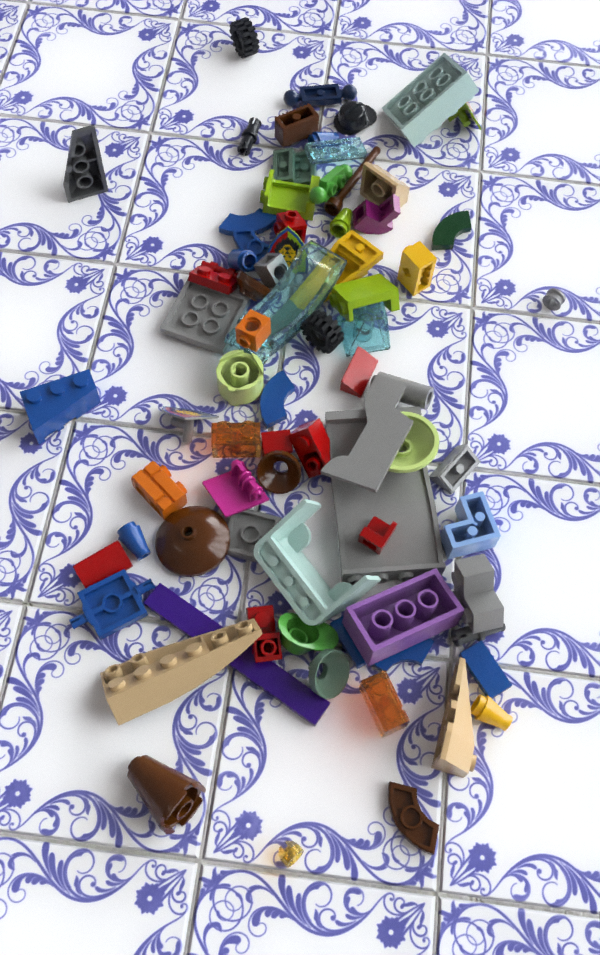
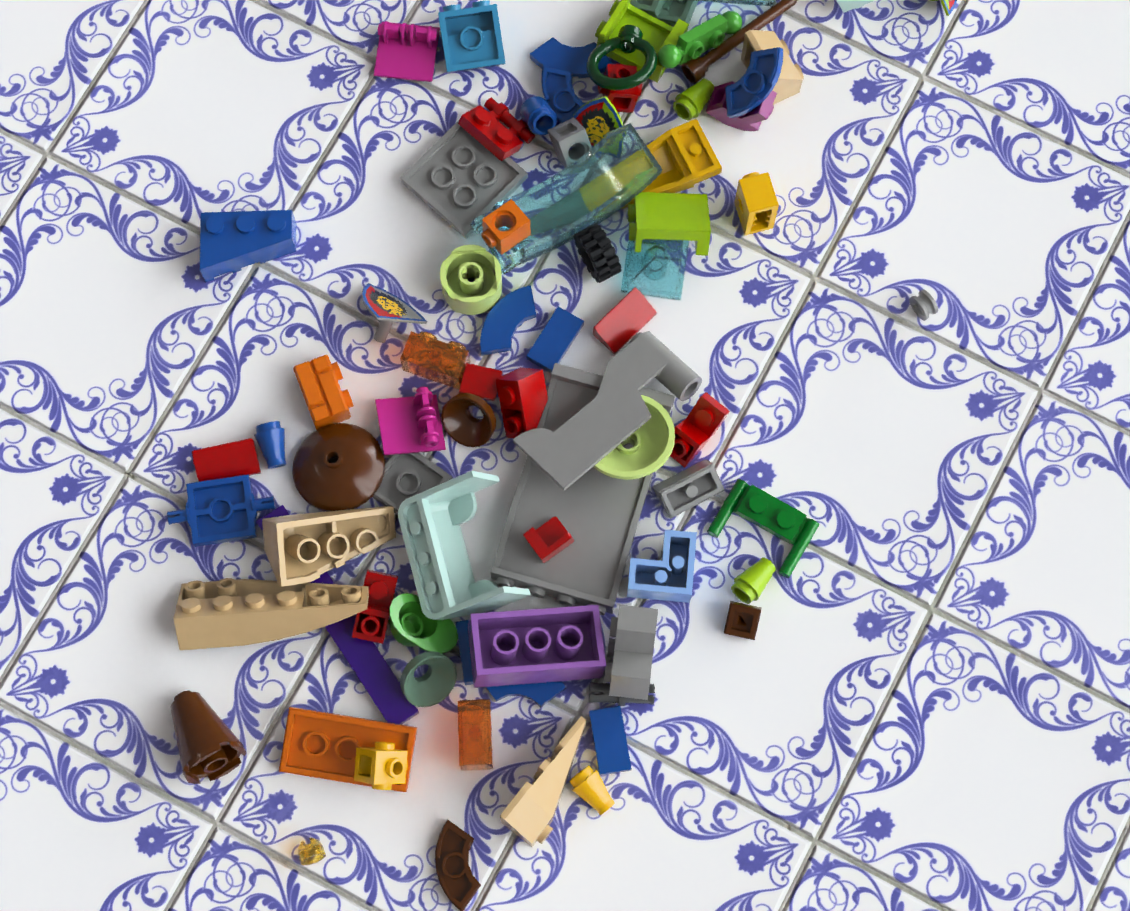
camera: 25 degrees right, 10 degrees up
(131, 249) = (406, 51): none -> dark pink hinge
(174, 226) = (471, 36): none -> dark azure plate
(199, 600) = (313, 543): none -> tan wedge
(251, 287) = (537, 158): reddish brown piece -> none
(281, 191) = (627, 41): none -> dark green piece
(286, 755) = (326, 744): none -> orange tile
(315, 400) = (555, 339): none -> blue tile
(323, 756) = (381, 765): none -> yellow brick
(385, 191) = (755, 83): none -> blue tile
(445, 422) = (697, 428): none -> red slope
(449, 229) = (836, 154): dark green tile -> none
(521, 467) = (769, 515): none -> green plate
(533, 515) = (752, 582): none -> lime cone
(539, 545) = (742, 620): none -> reddish brown tile

